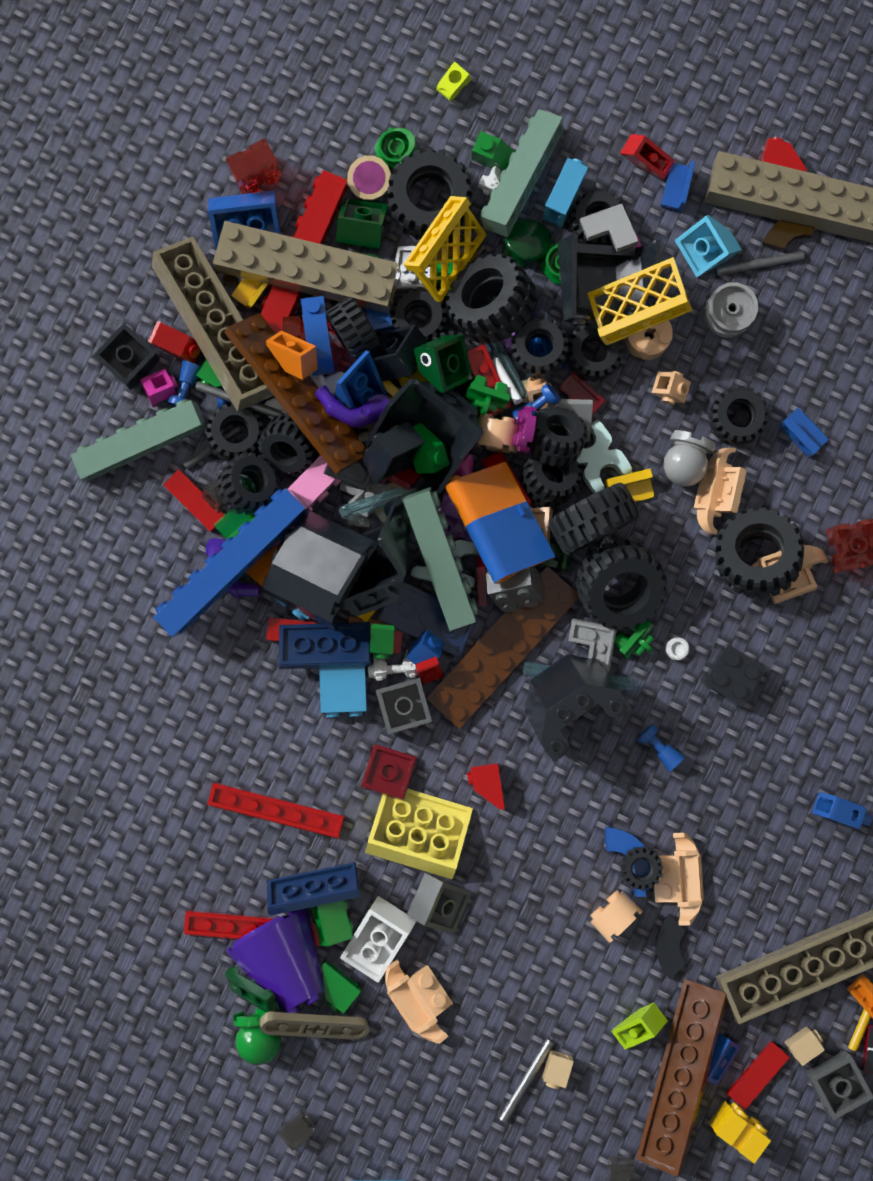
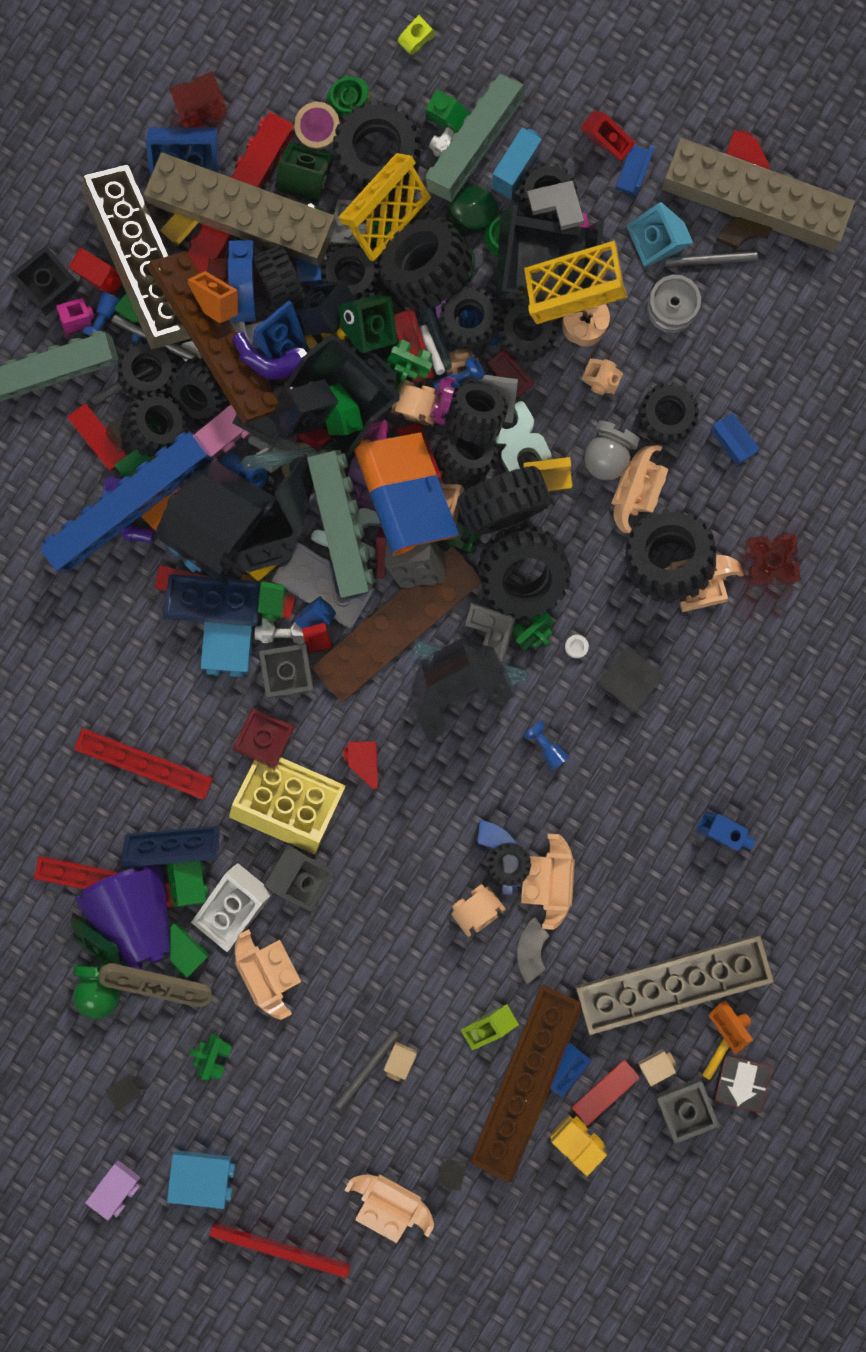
camera: 10 degrees right, 0 degrees up
(331, 512) = (233, 462): none -> blue piece
(371, 1085) = (206, 1056): none -> green hips

